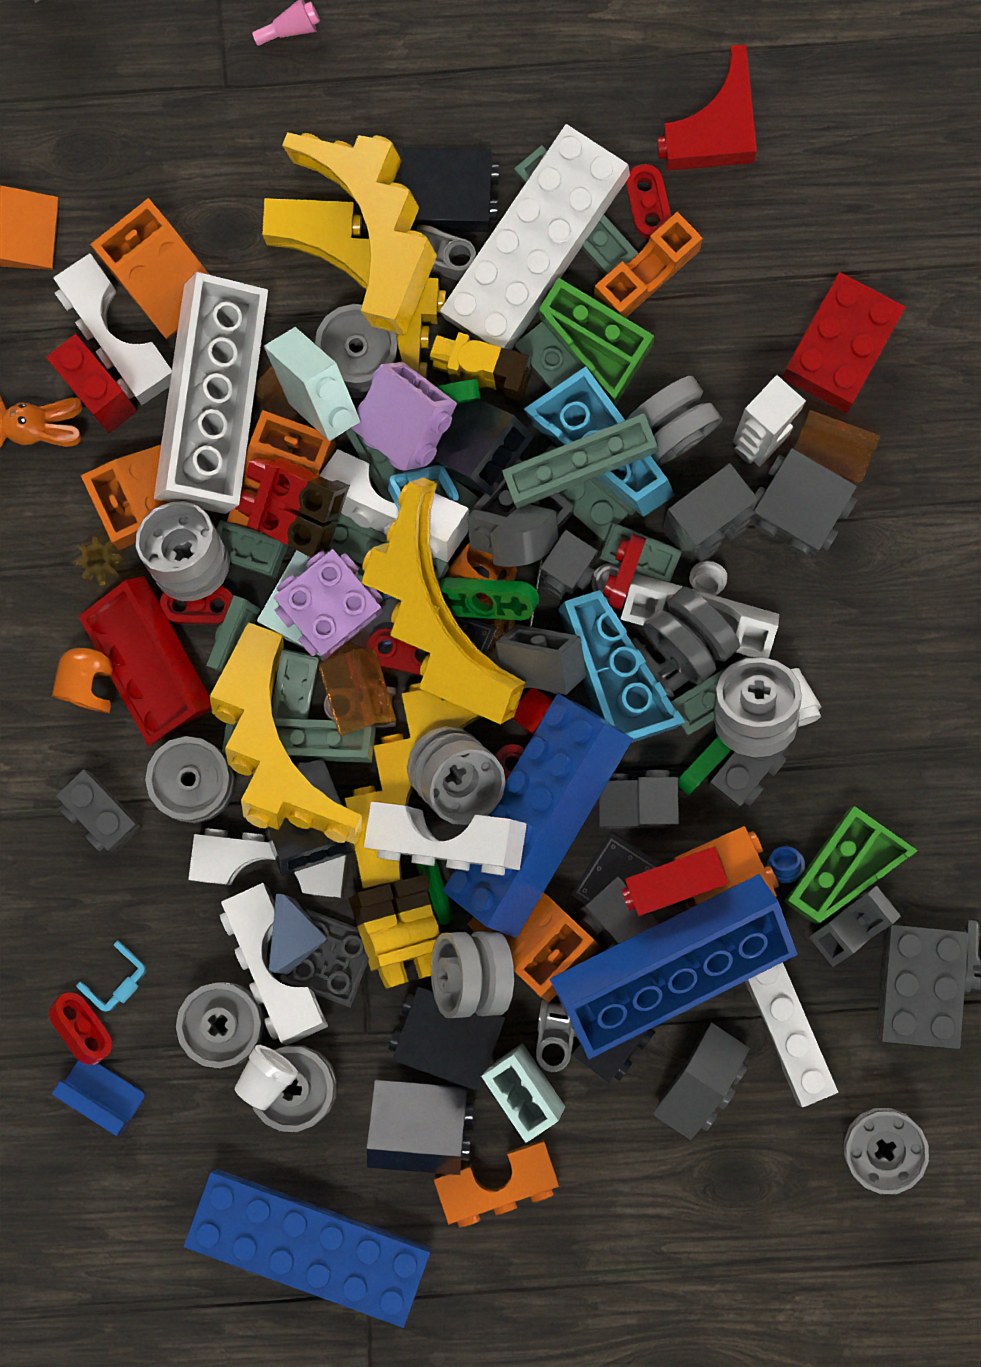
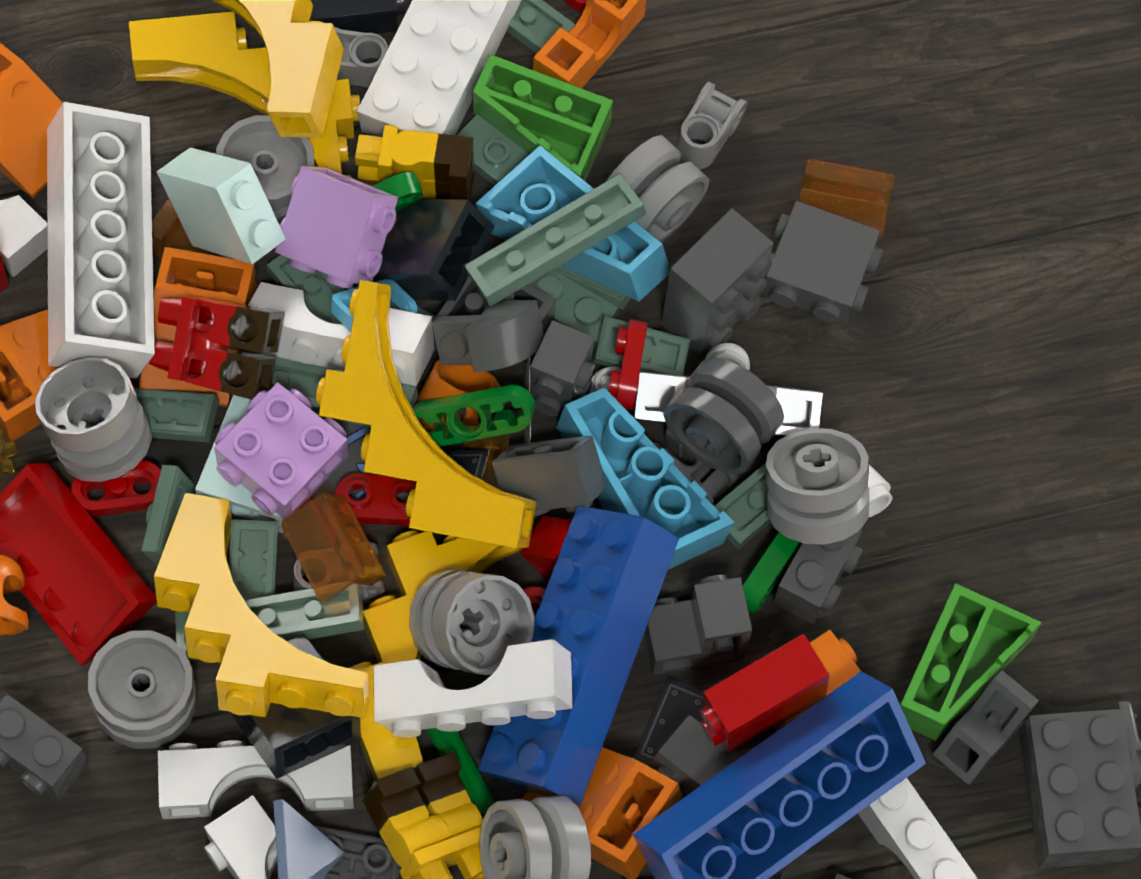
camera: 25 degrees left, 15 degrees down
(738, 357) = (710, 120): none -> light grey piece
(767, 421) = (762, 155): white arch -> none
(786, 864) = (890, 670): blue plate -> none
(843, 342) = (829, 86): red brick -> none

